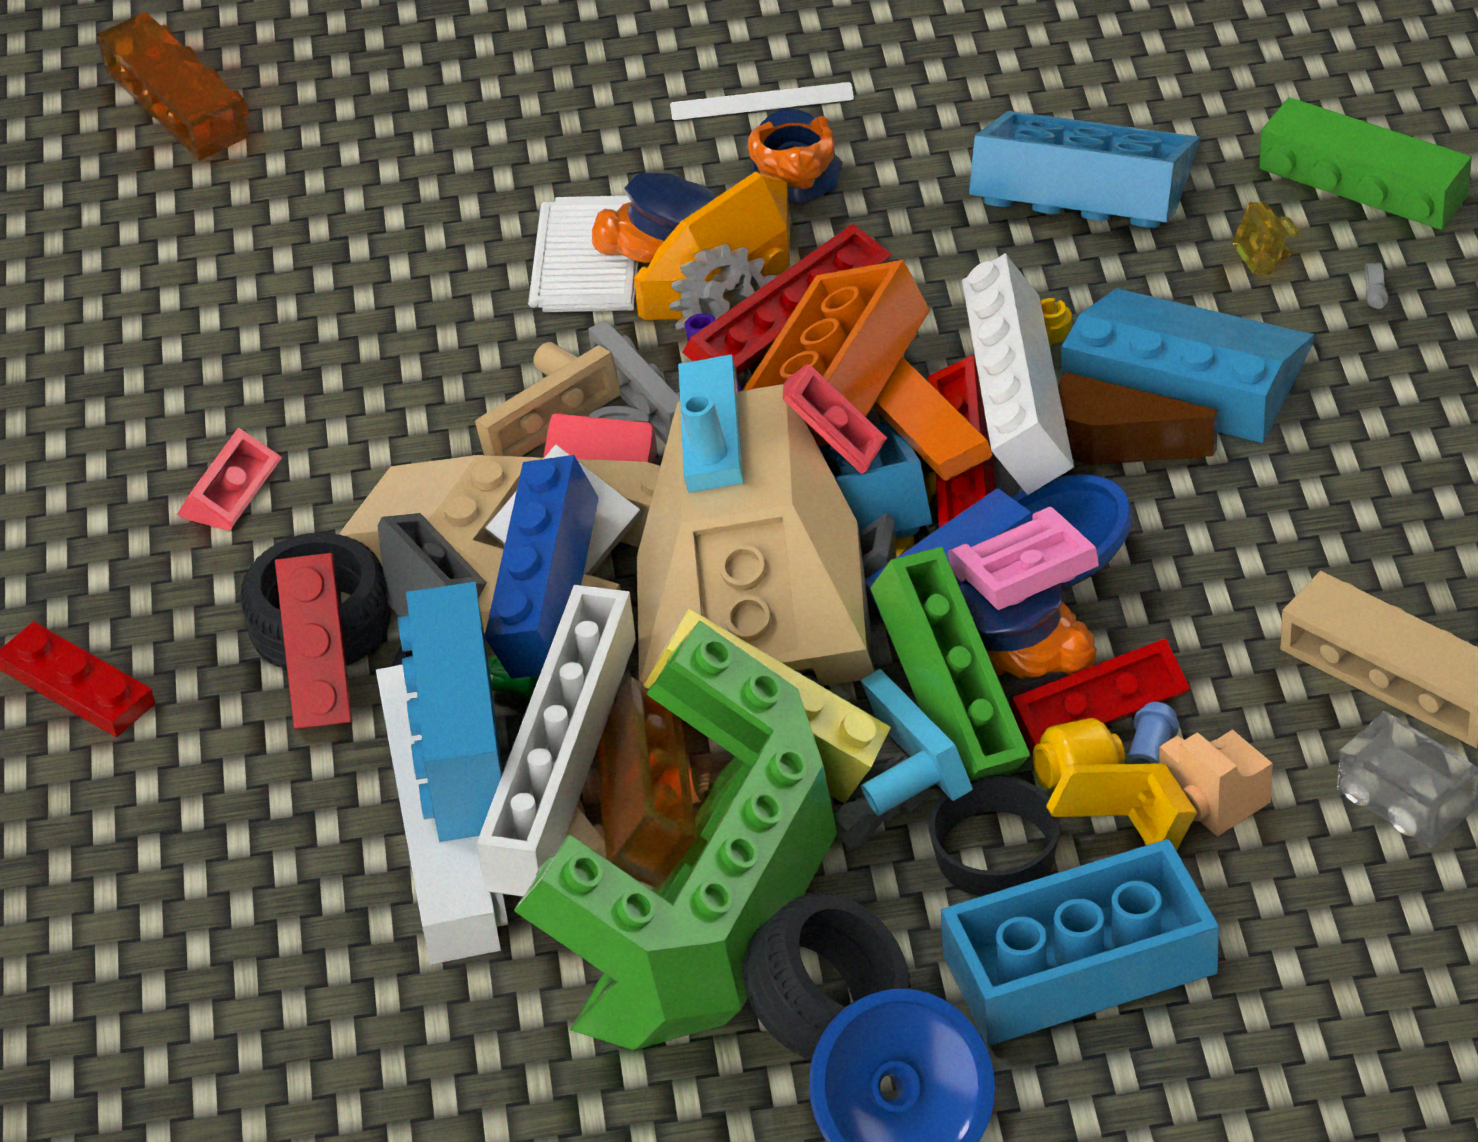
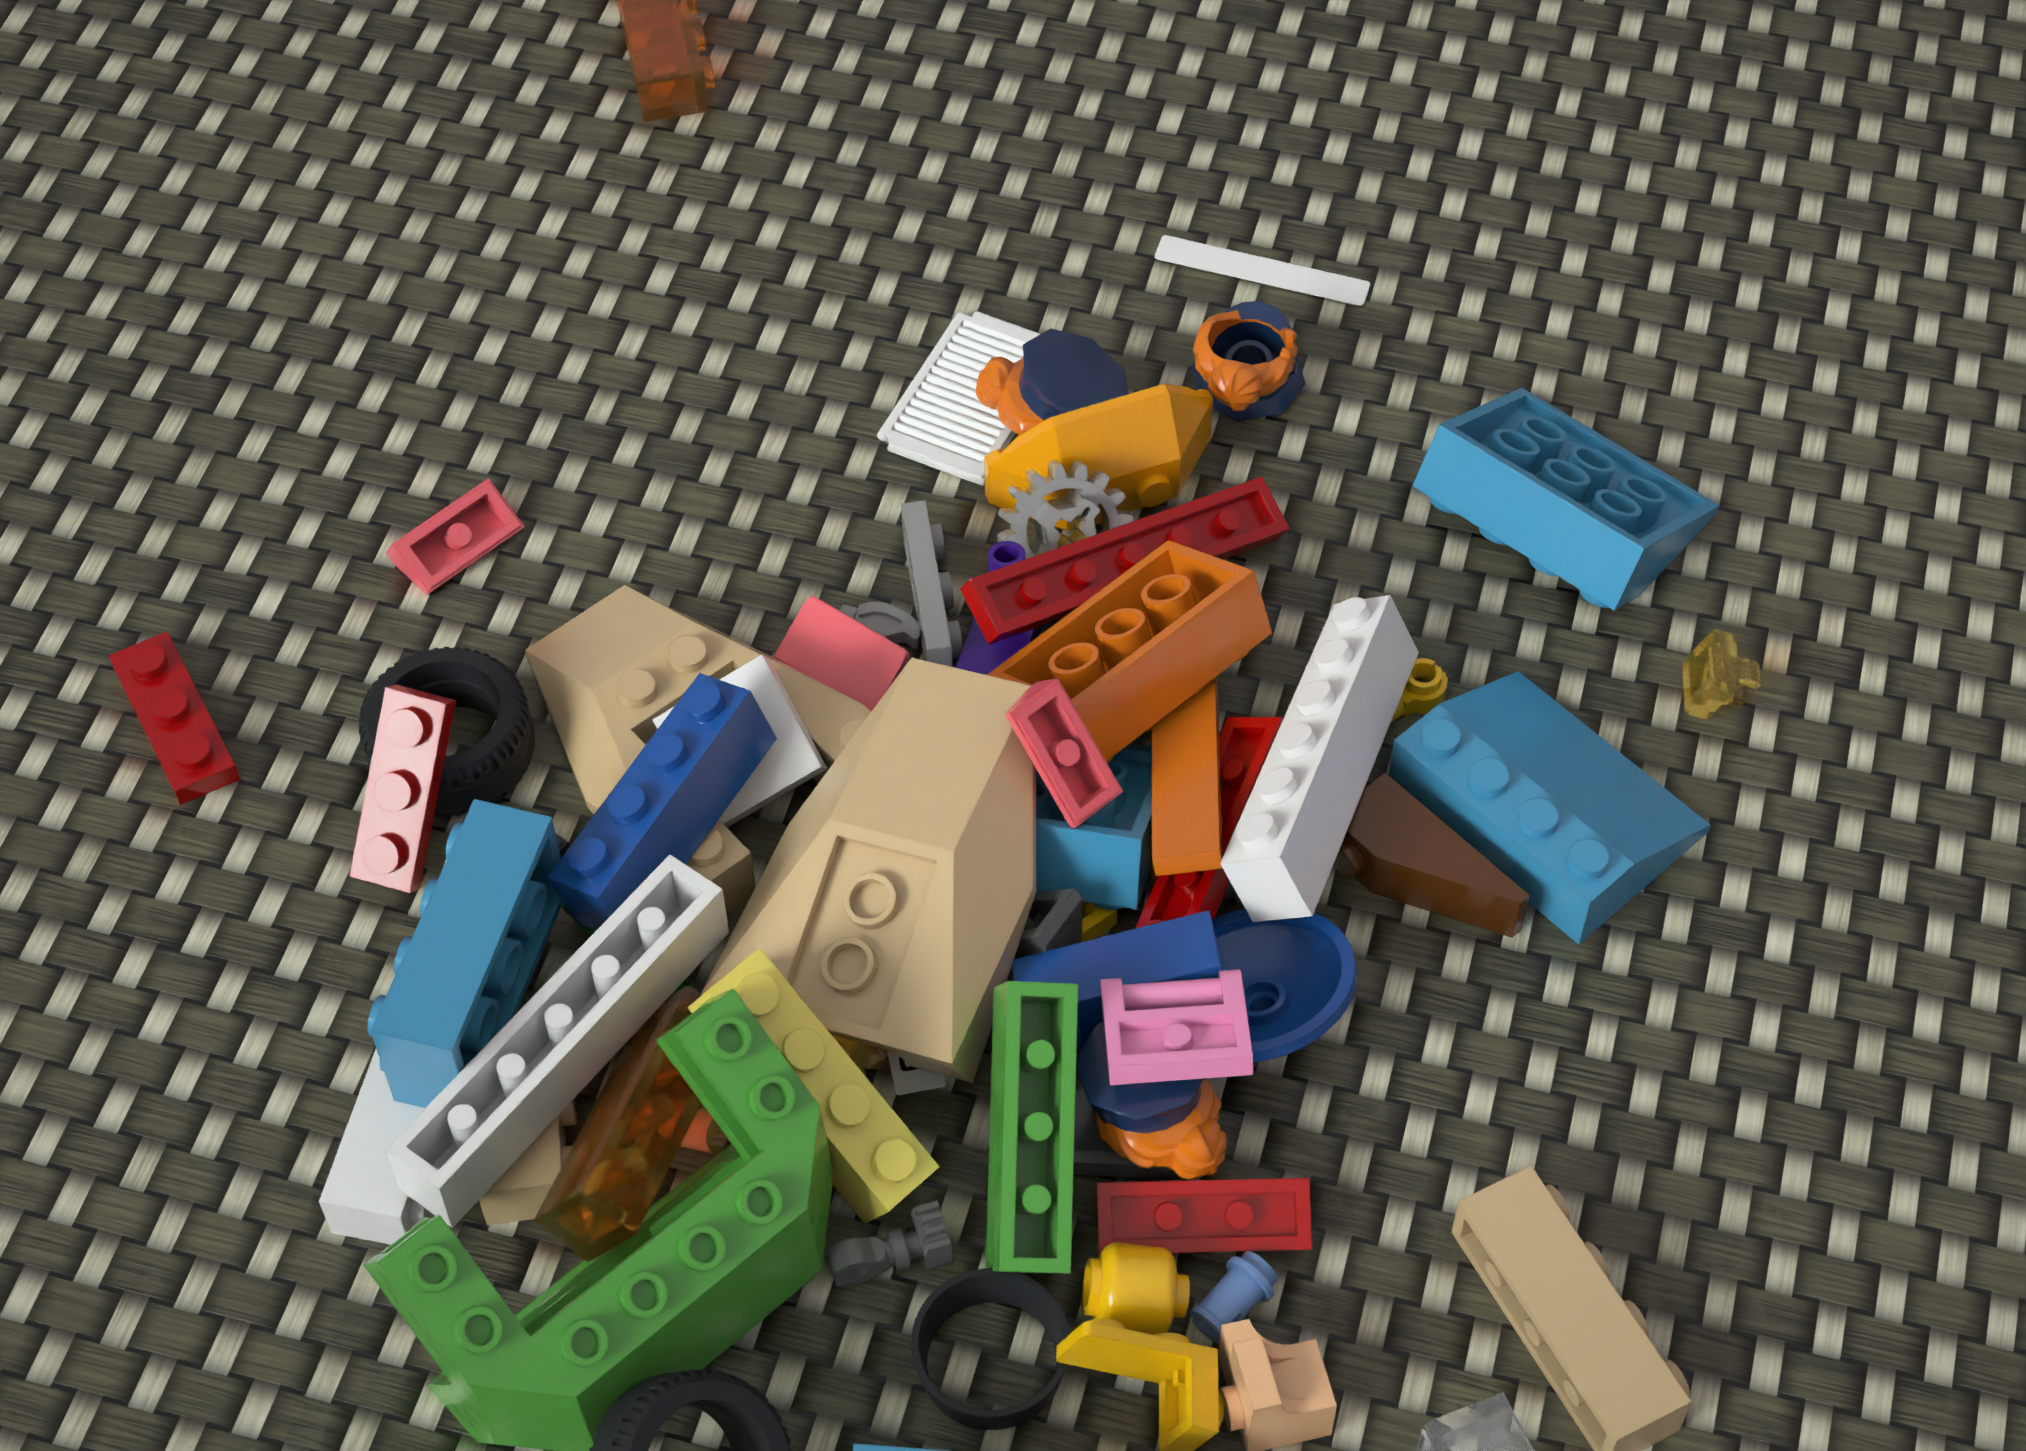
camera: 20 degrees right, 10 degrees up
(419, 559) = (564, 748): dark grey slope -> none
(571, 388) = (847, 573): tan piece -> none
(710, 424) = (920, 709): medium azure piece -> none
(931, 753) = (963, 1233): medium azure piece -> none
(1365, 163) = (1887, 621): bright green brick -> none
(1375, 291) = (1808, 801): light grey piece -> none

